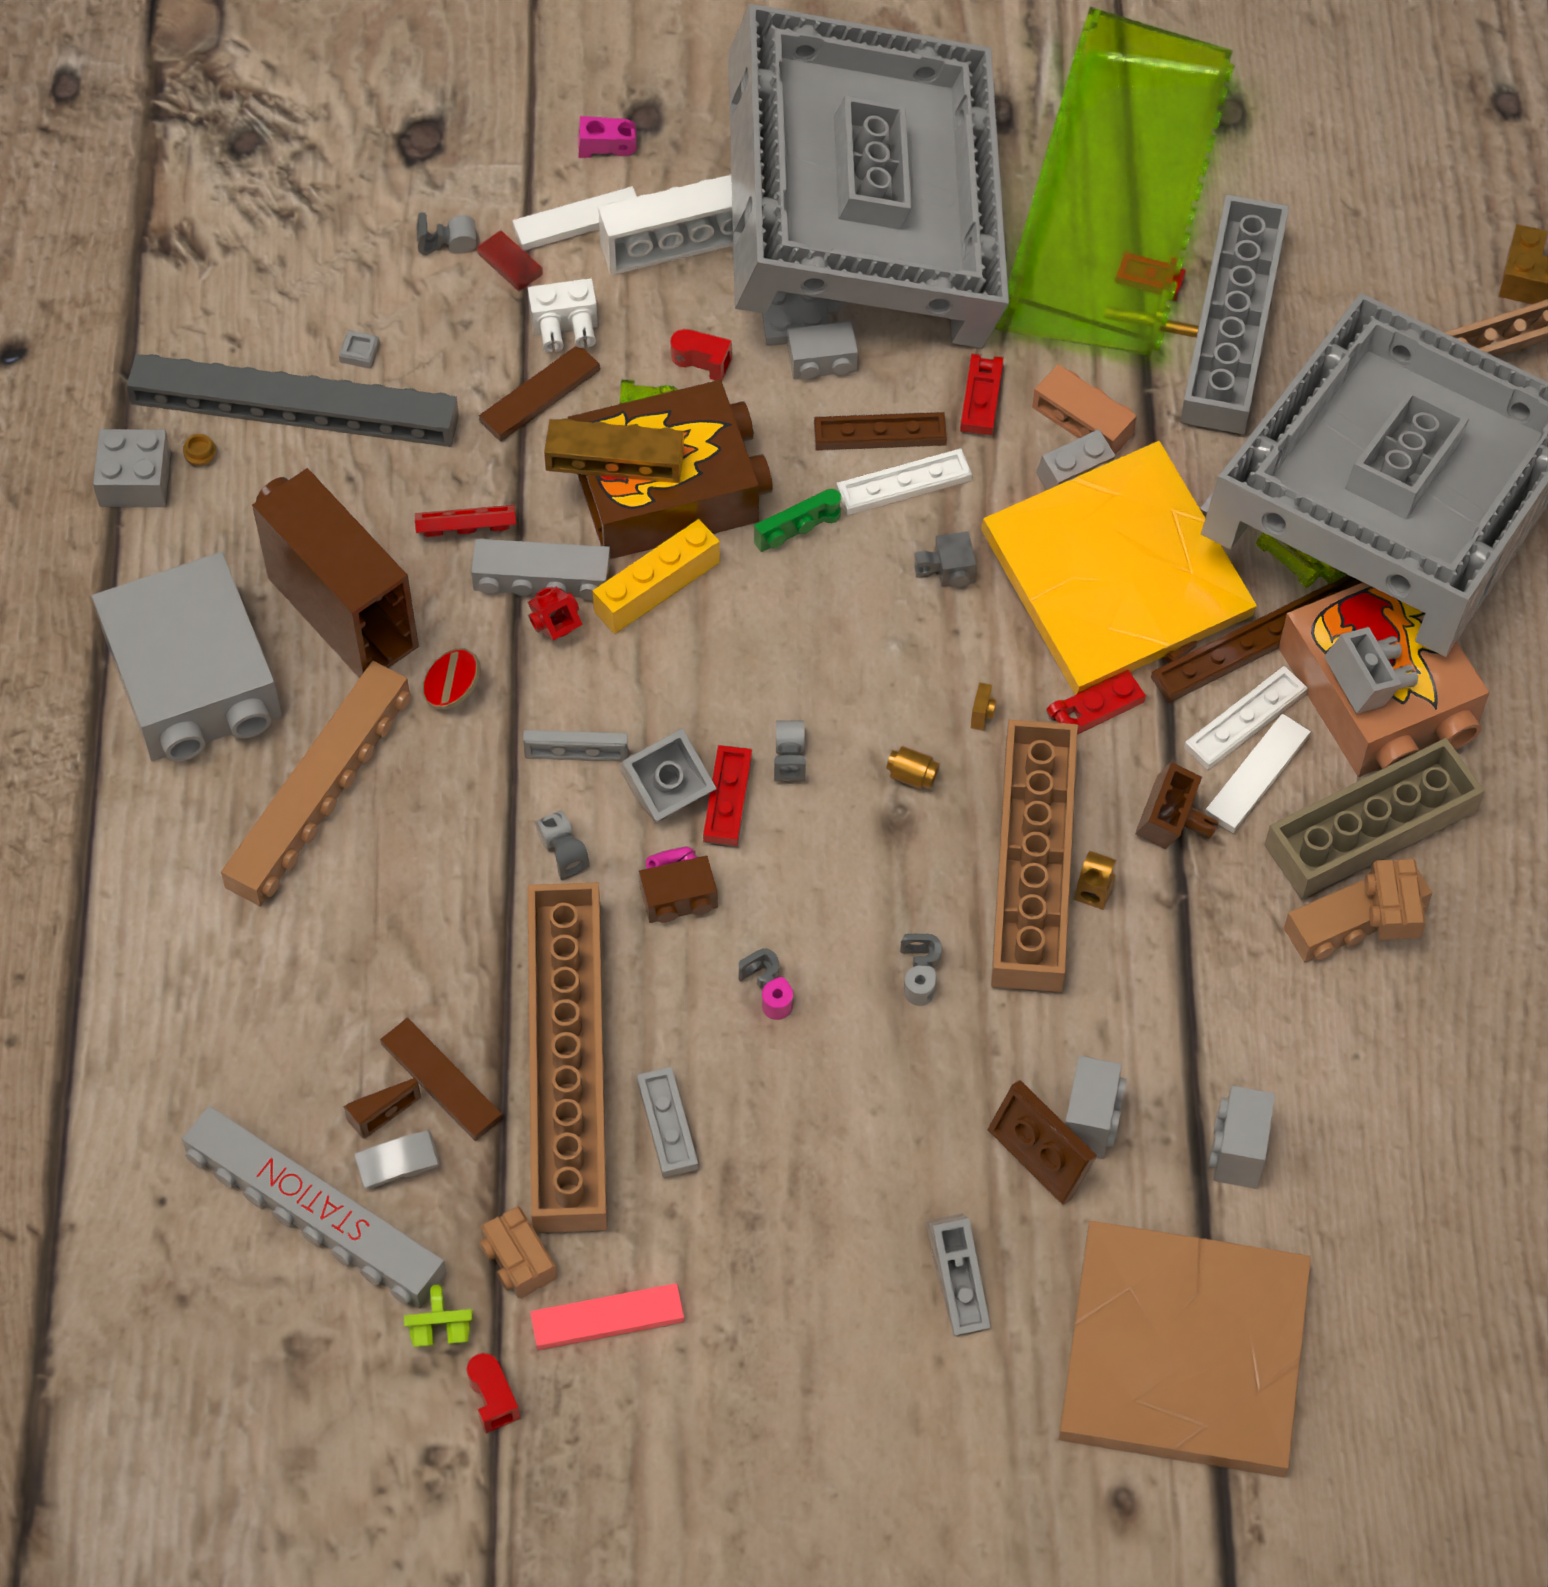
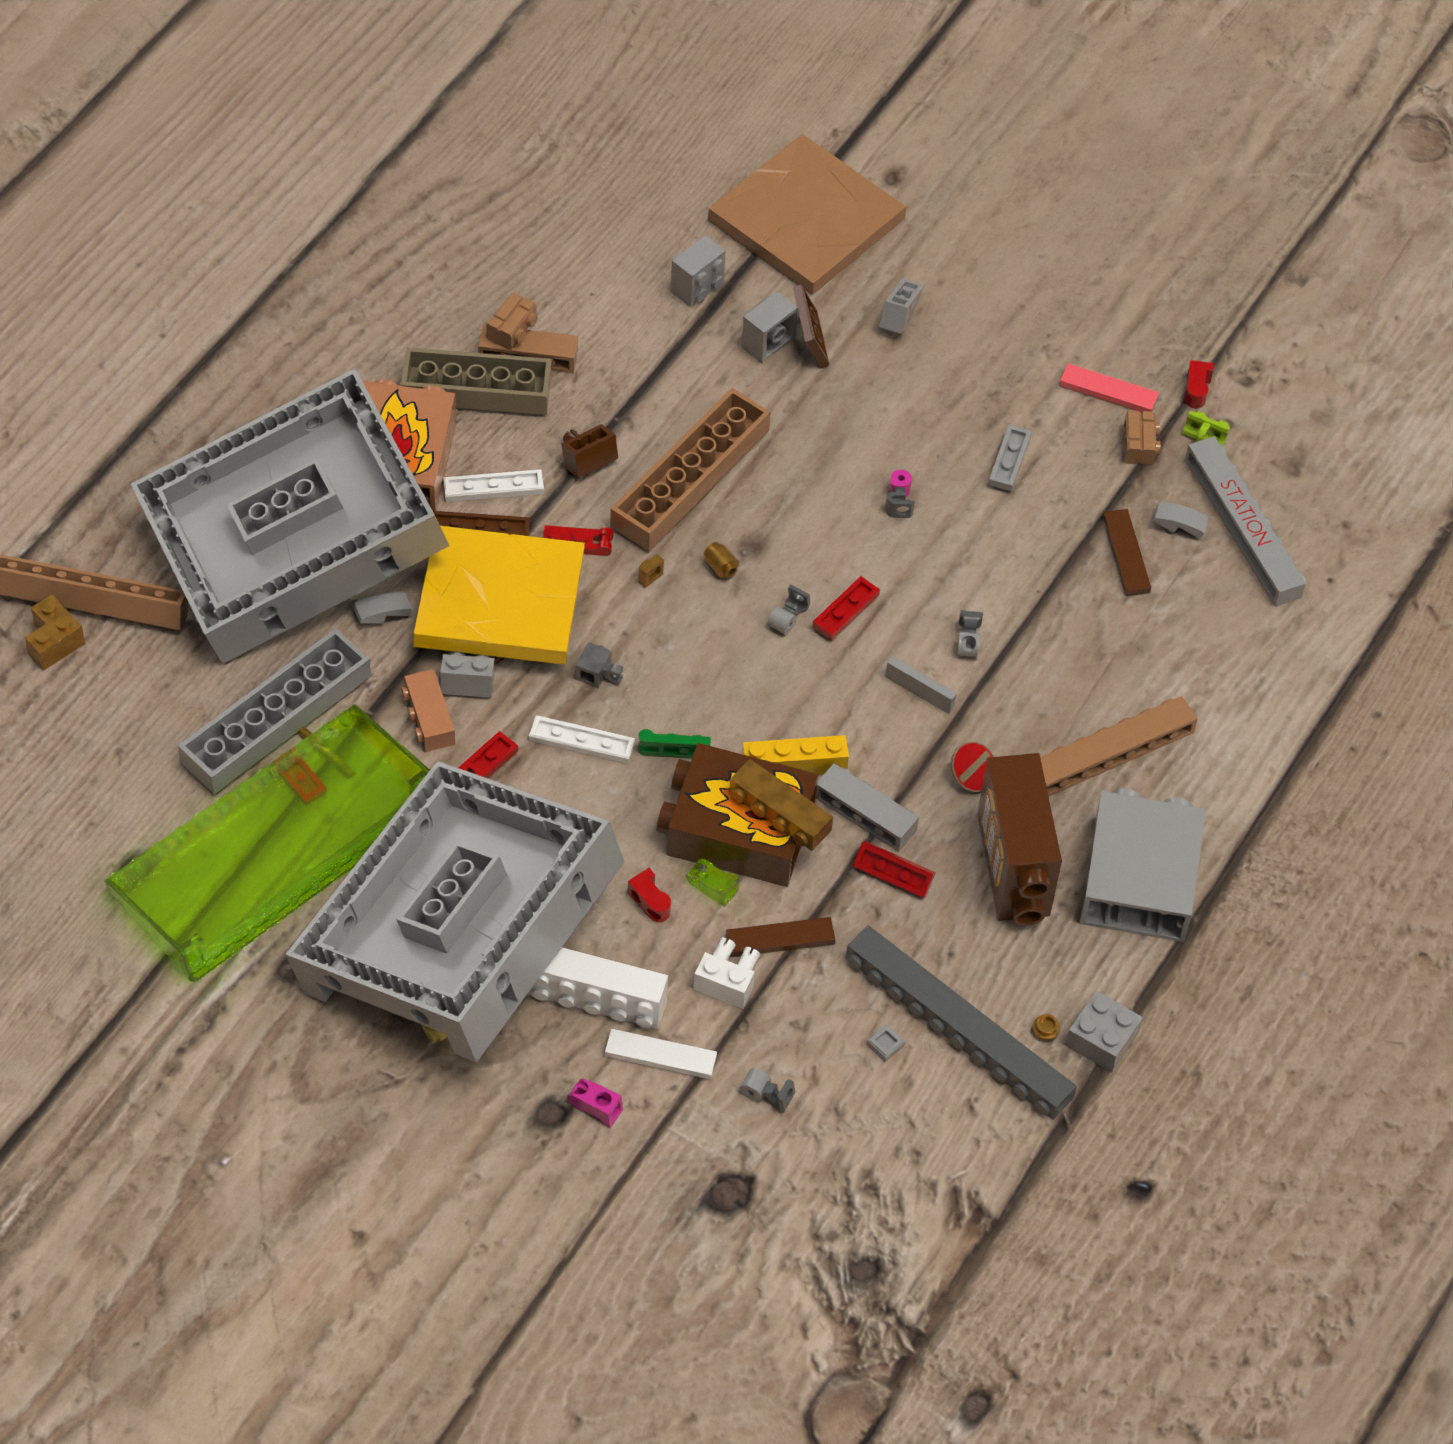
camera: 150 degrees left, 5 degrees down
(377, 1109) = (1175, 549): reddish brown slope -> none
(509, 260) = (732, 1050): clear red tile -> none
(554, 612) = (878, 758): red brick -> none
(566, 1059) = (1046, 514): medium nougat brick -> none
(667, 776) = (878, 632): light grey slope -> none
(670, 856) = (905, 592): dark pink arm -> none
(678, 889) = (916, 570): reddish brown brick -> none
(880, 431) = (570, 781): reddish brown tile -> none
(921, 979) = (809, 450): leg -> none
(1096, 877) = (666, 435): pearl gold leg -> none
(1258, 773) = (514, 452): white tile -> none
(1364, 669) = (427, 412): light grey brick -> none

